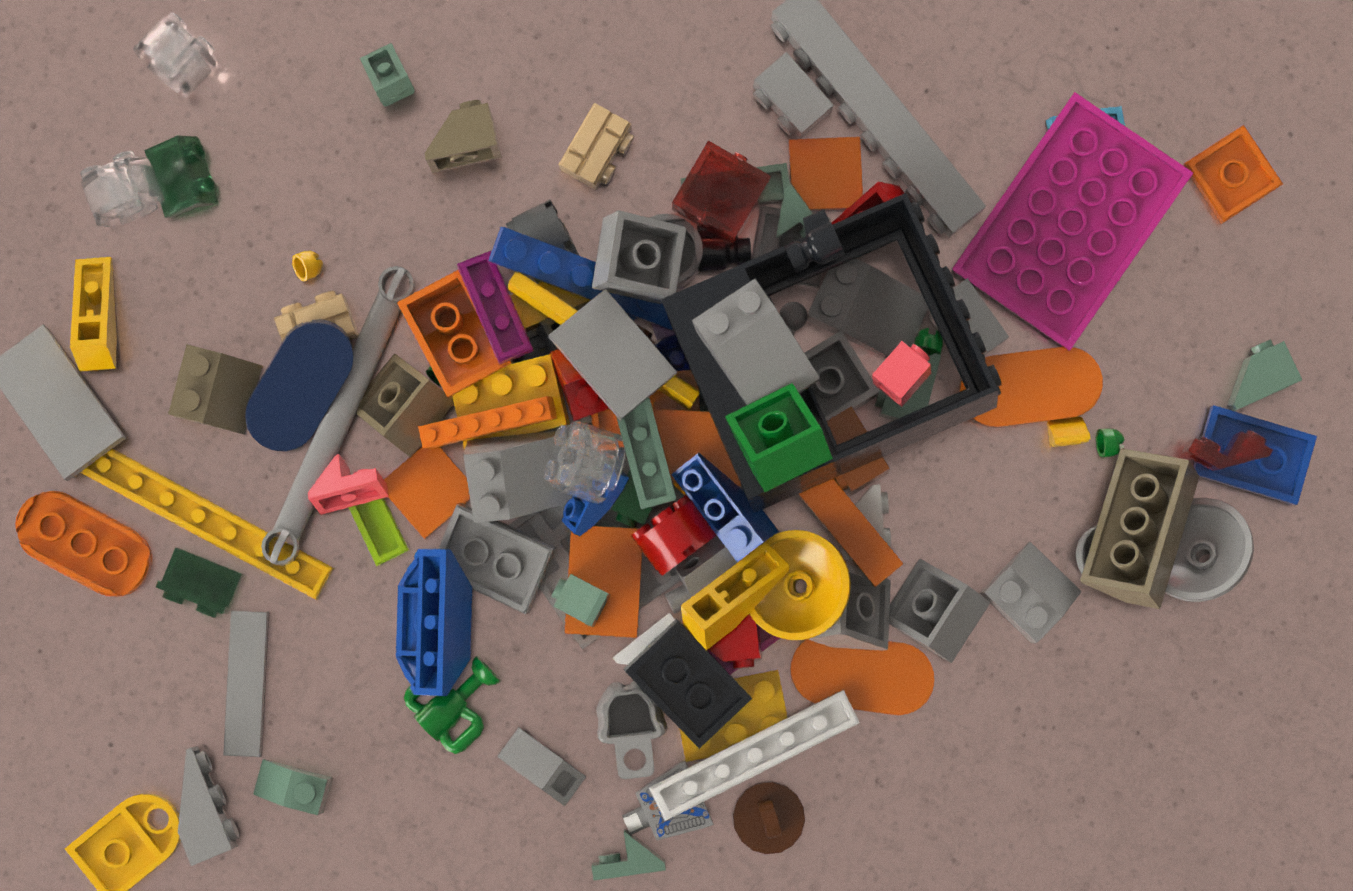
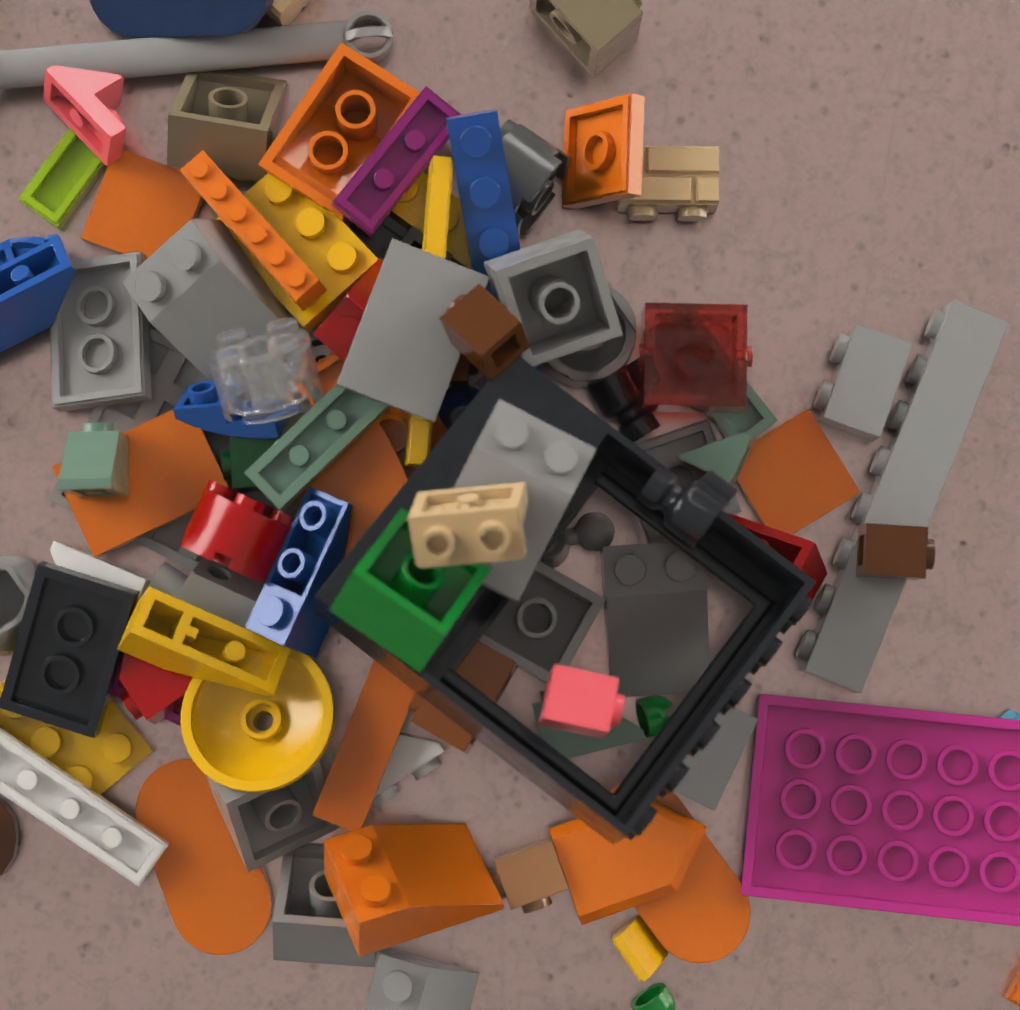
camera: 60 degrees right, 0 degrees up
(557, 175) = (604, 151): none -> orange tile
(640, 309) = (484, 331): none -> reddish brown brick
(760, 378) = (469, 525): none -> tan bracket
(910, 136) = (894, 551): none -> reddish brown brick
(949, 551) = (407, 882): none -> orange slope
(986, 475) = (529, 876): none -> medium nougat brick
(1016, 421) = (628, 873): none -> orange tile

